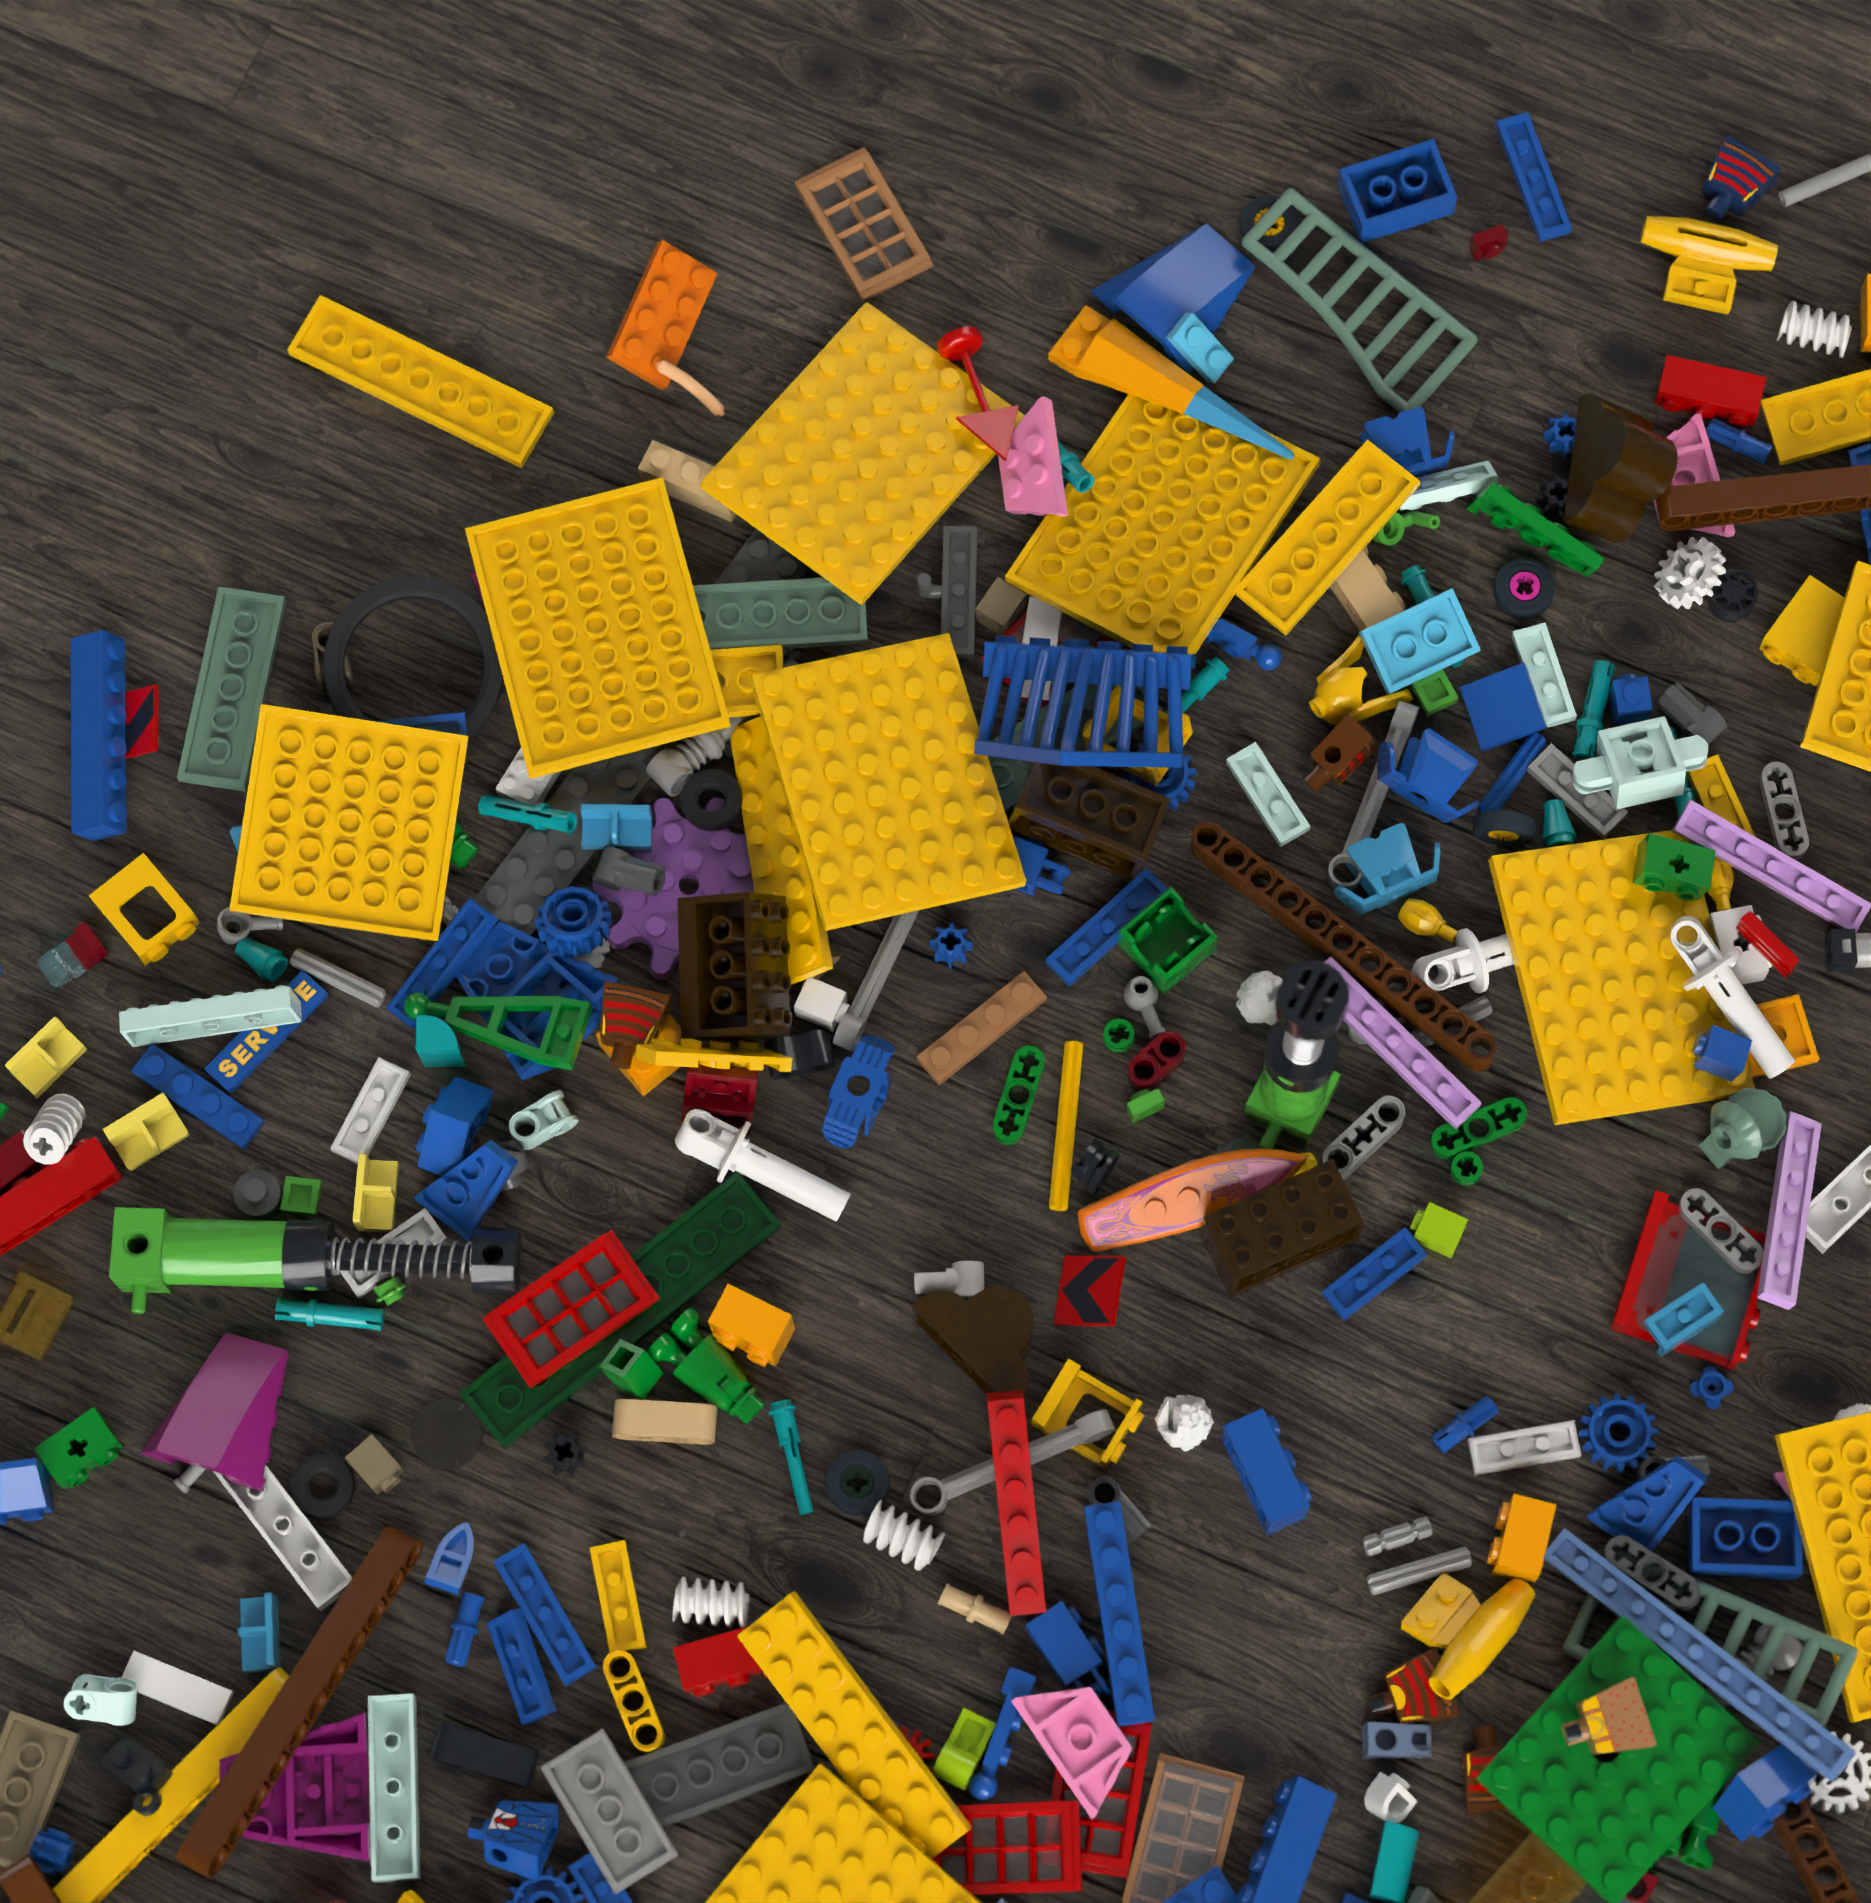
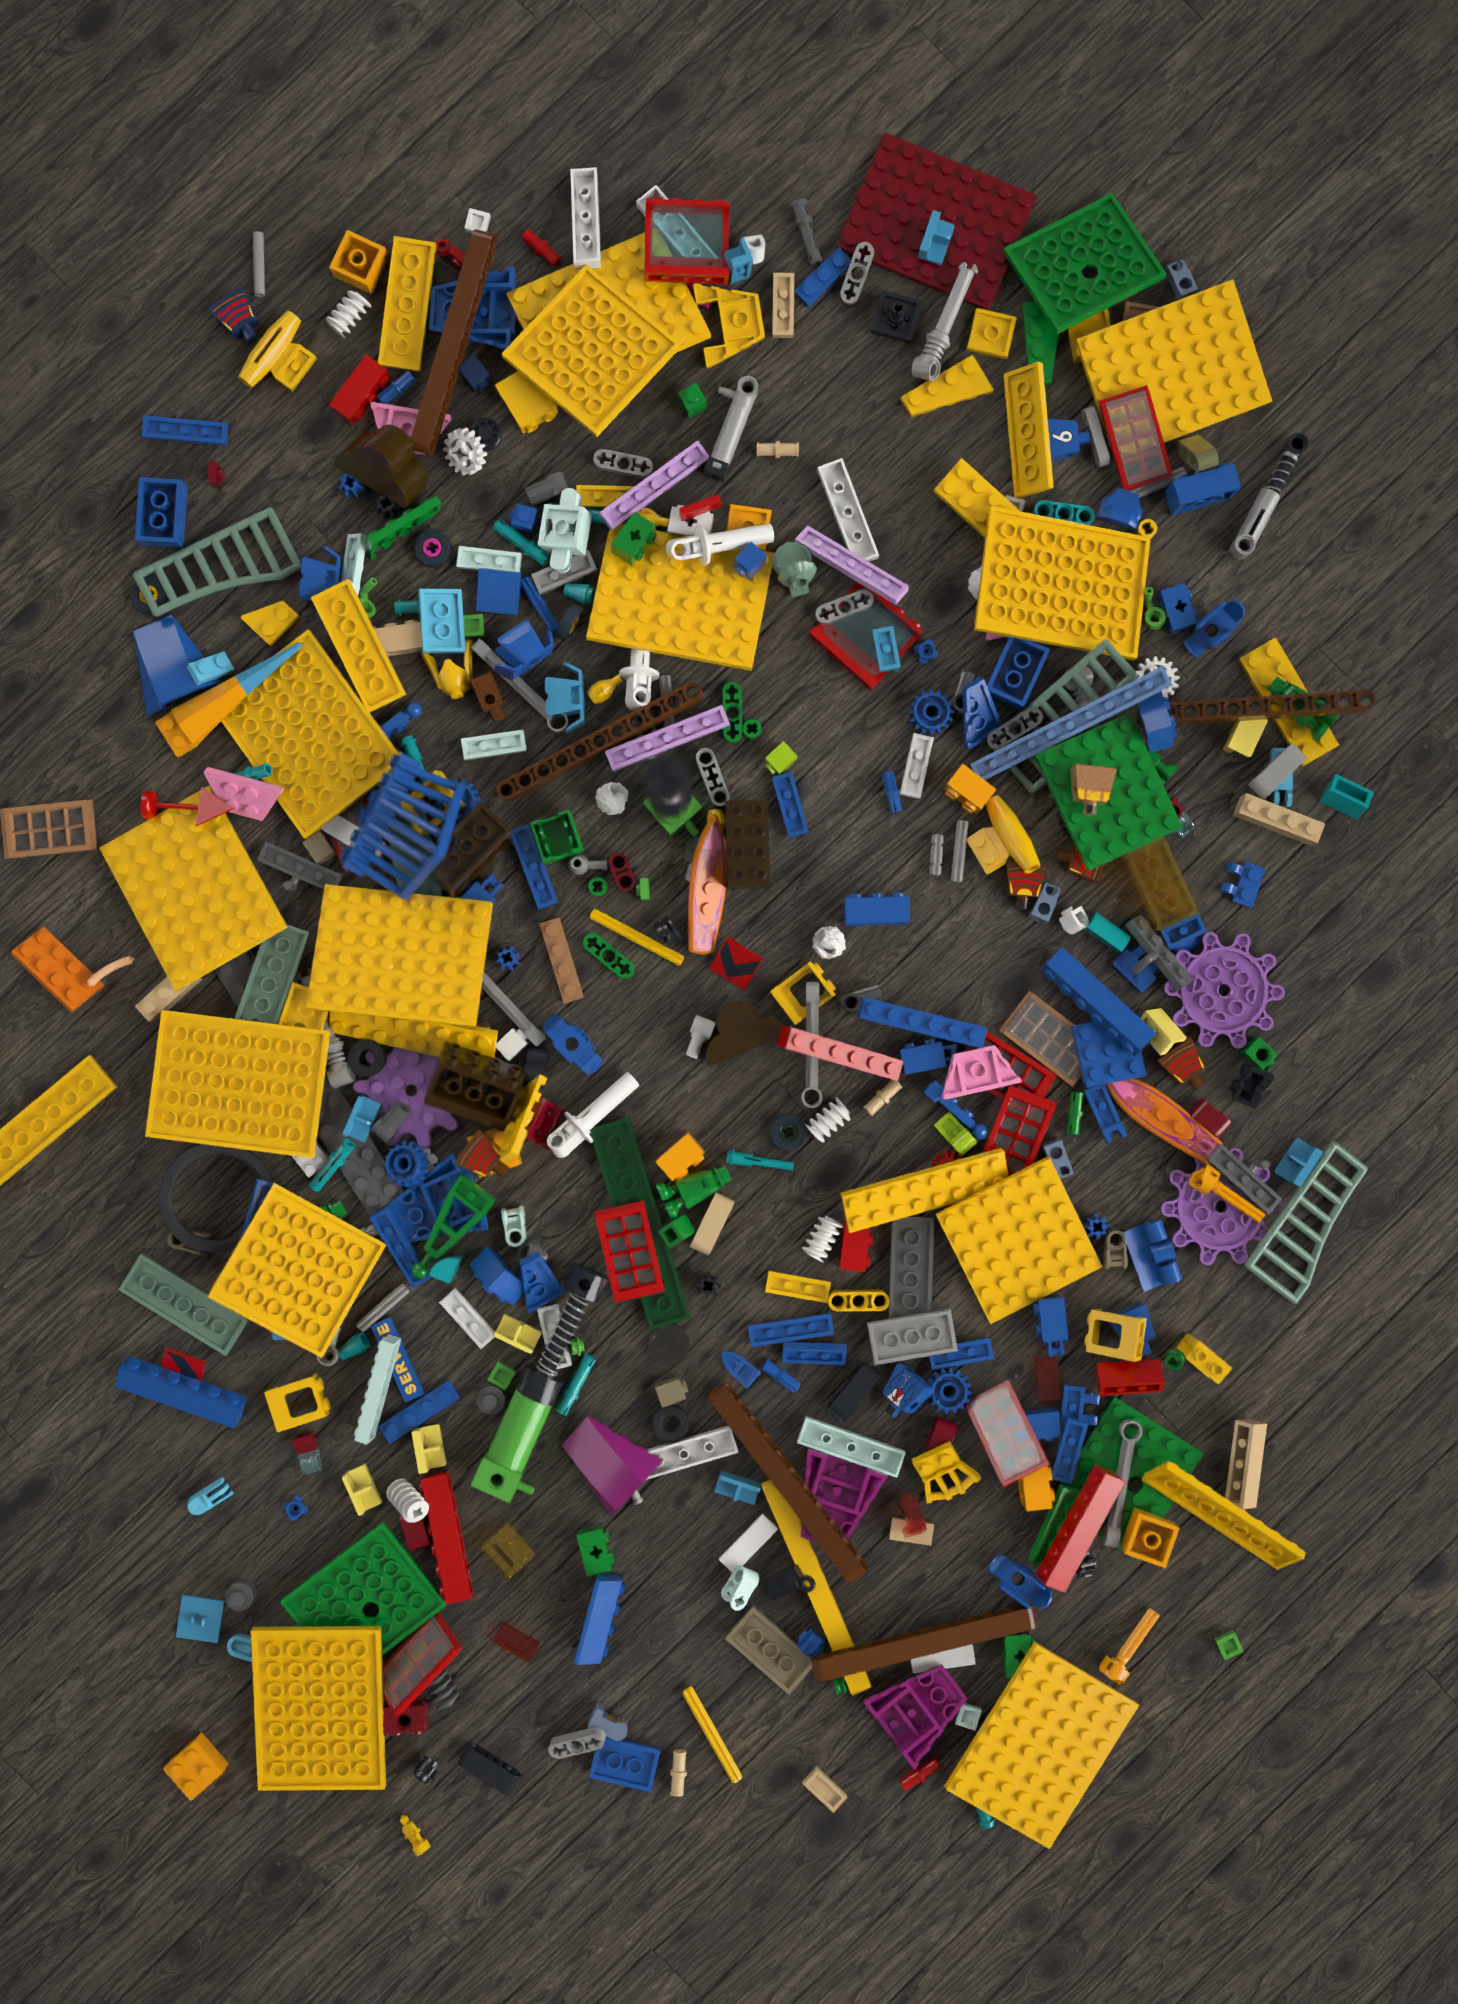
camera: 75 degrees left, 15 degrees up
(1309, 406) = (271, 621): none -> yellow wing
(1813, 543) = (475, 374): none -> dark blue brick

